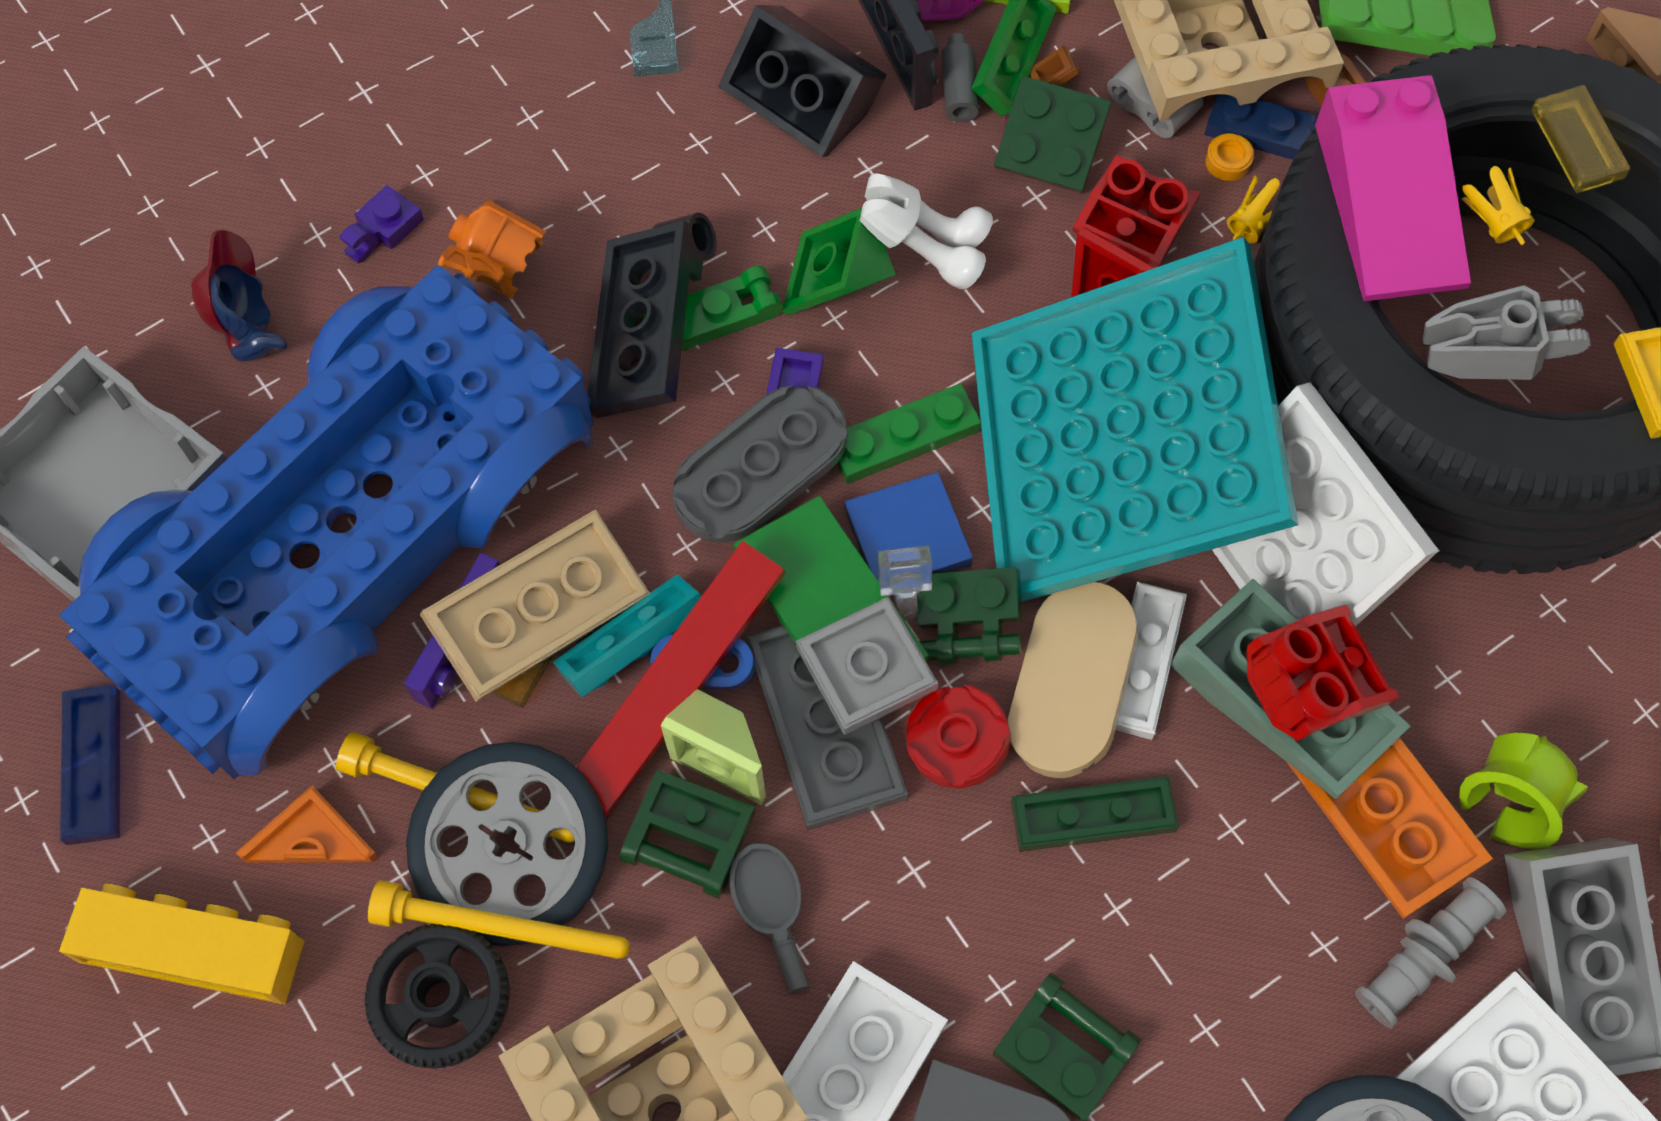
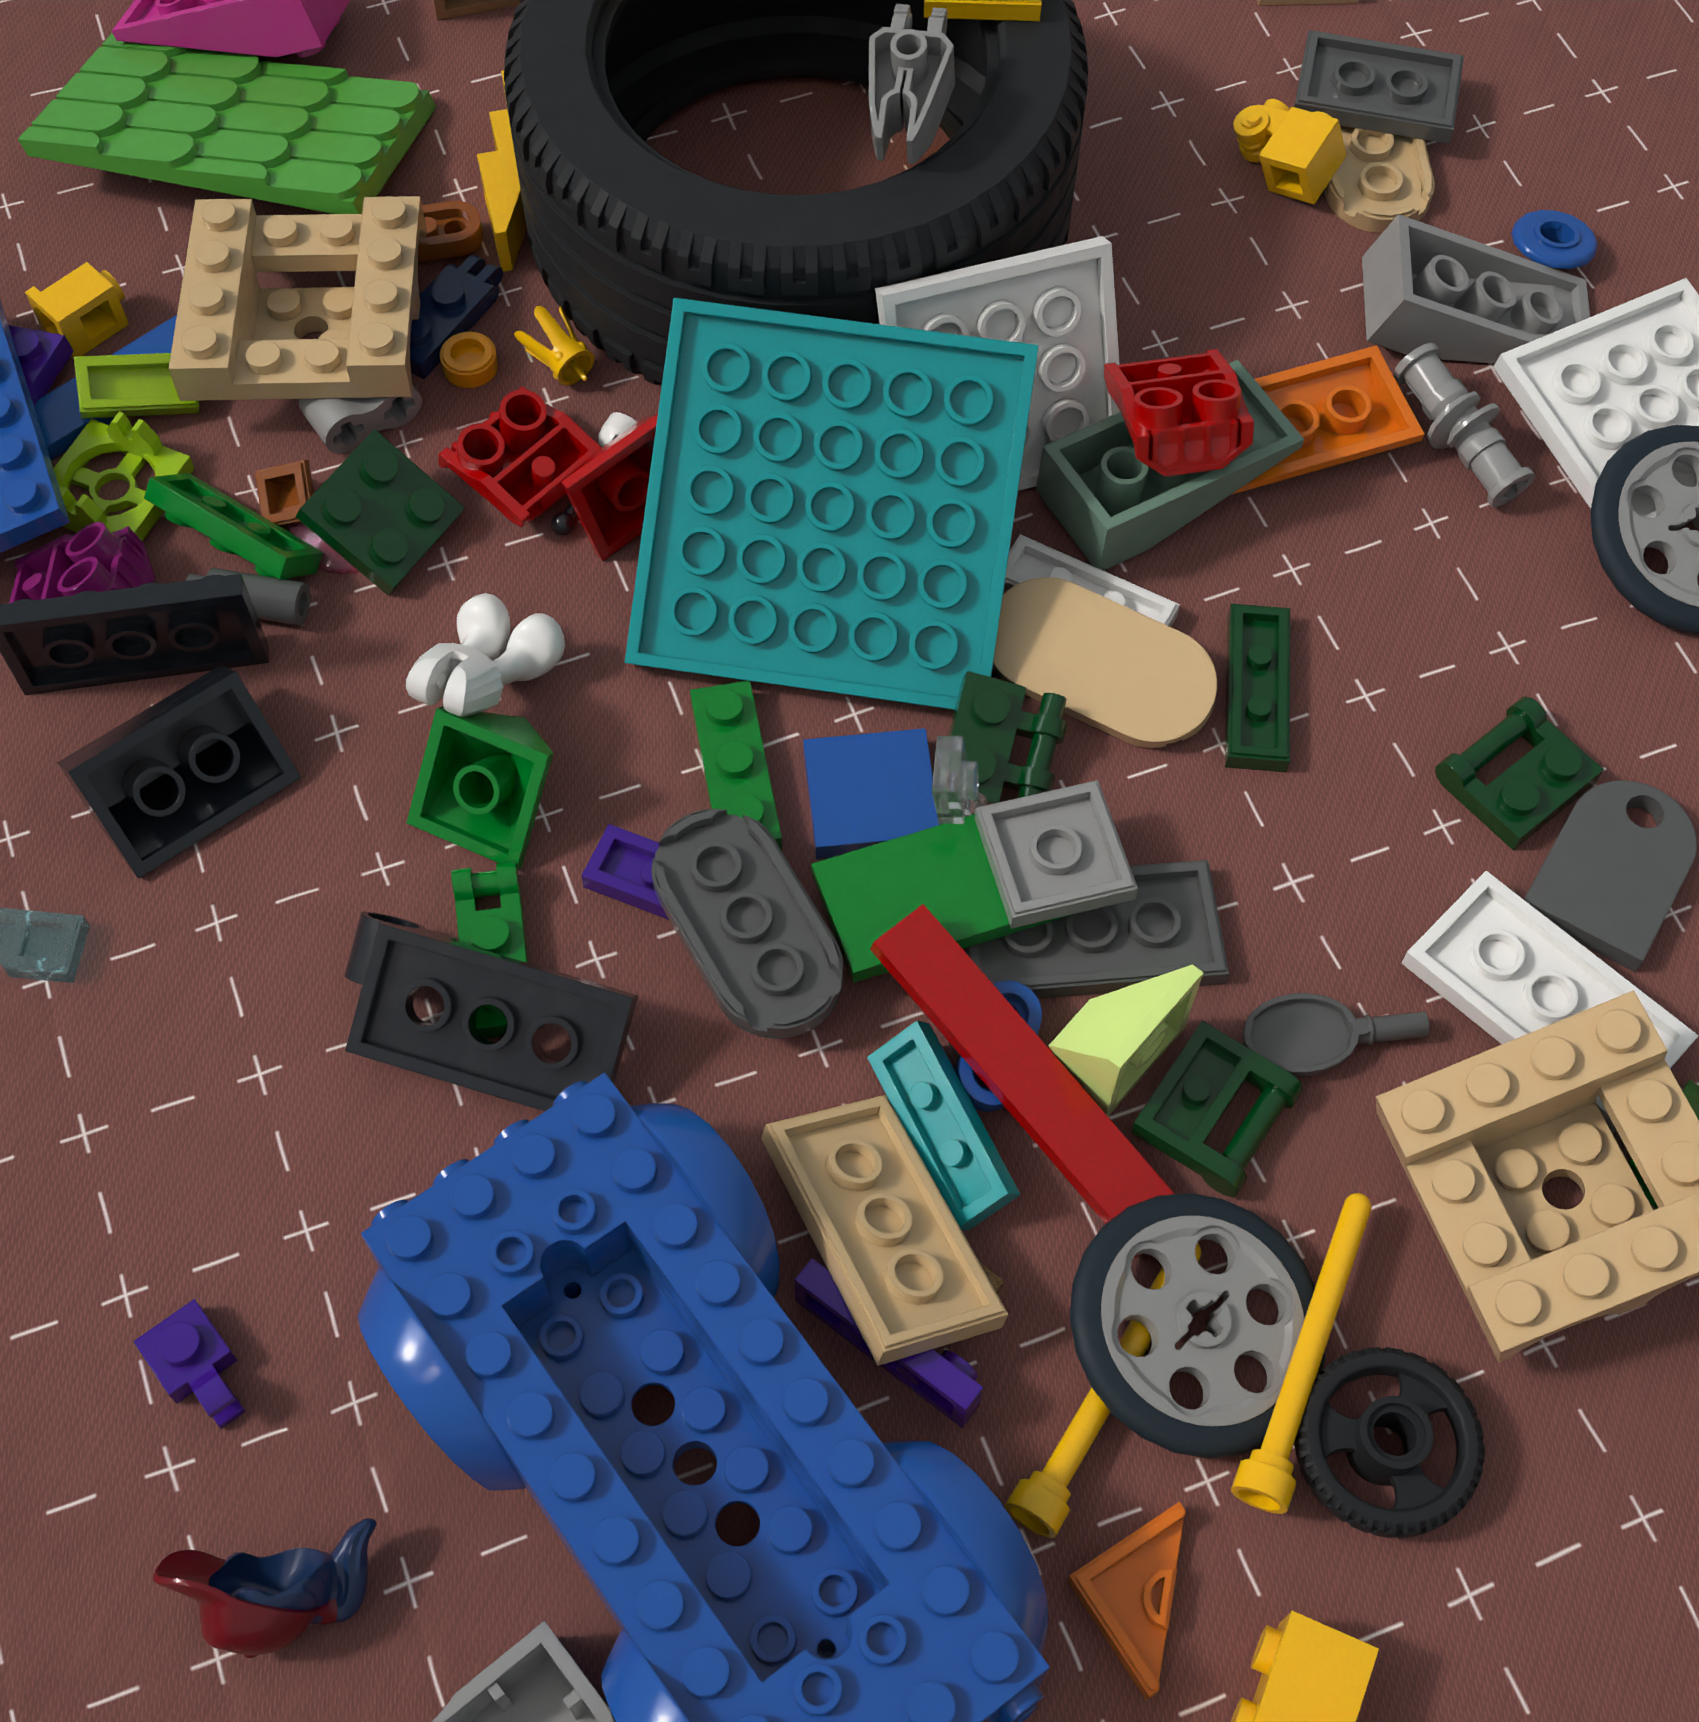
camera: 80 degrees left, 5 degrees down
(491, 246) = (313, 1186): orange helmet -> none
(958, 736) = (1152, 791): red tile -> none
(1394, 186) = (685, 124): dark pink slope -> none
(1506, 214) = (758, 53): yellow piece -> none
(1531, 774) = (1308, 279): lime helmet -> none

